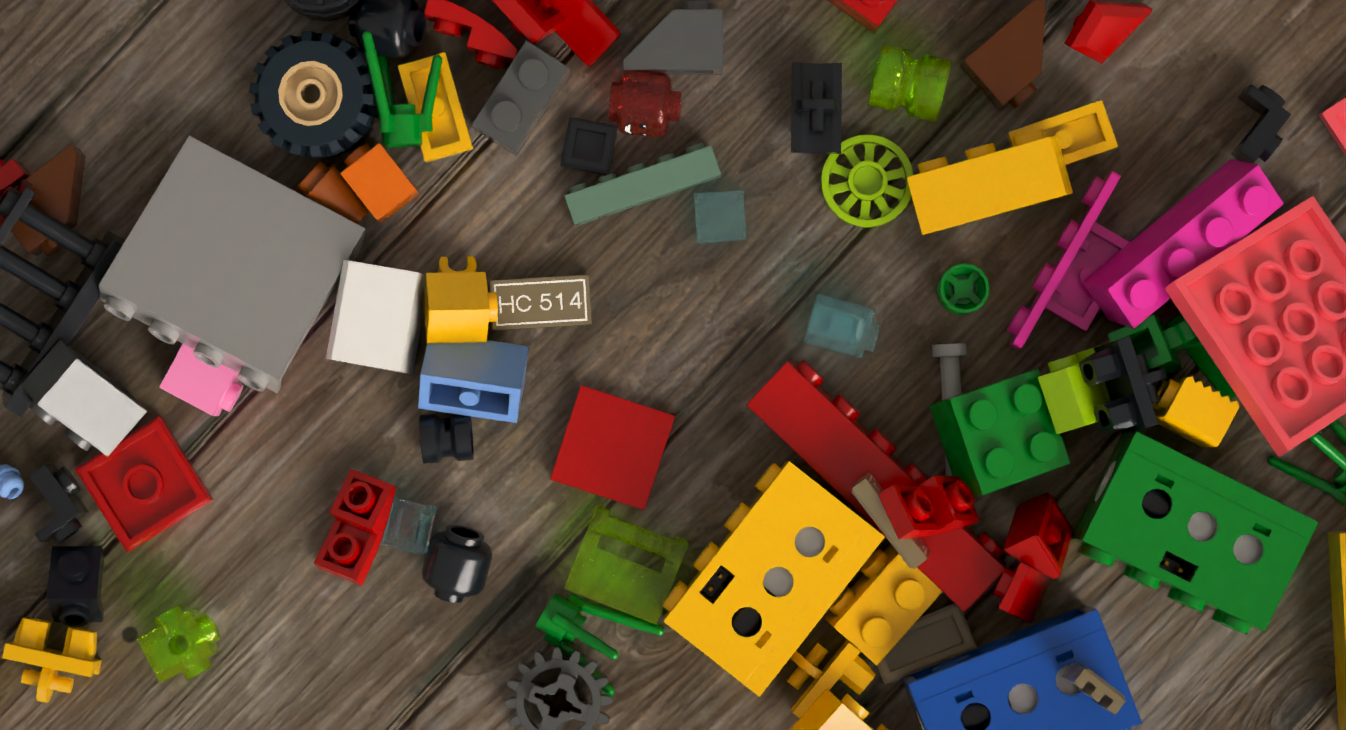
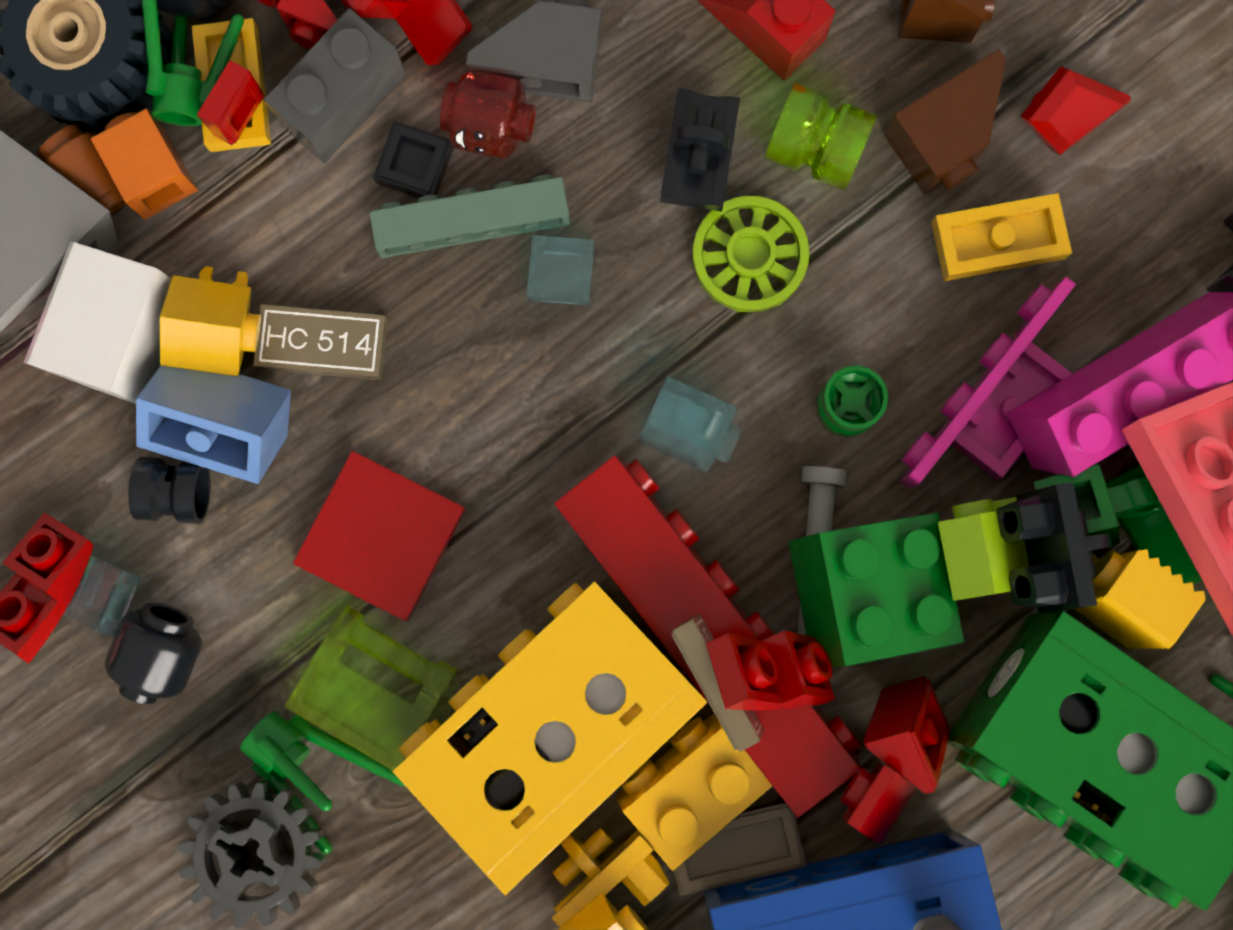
camera: 15 degrees right, 5 degrees down
(446, 130) = (231, 103): none -> red tile
(989, 182) = (905, 270): yellow brick -> none

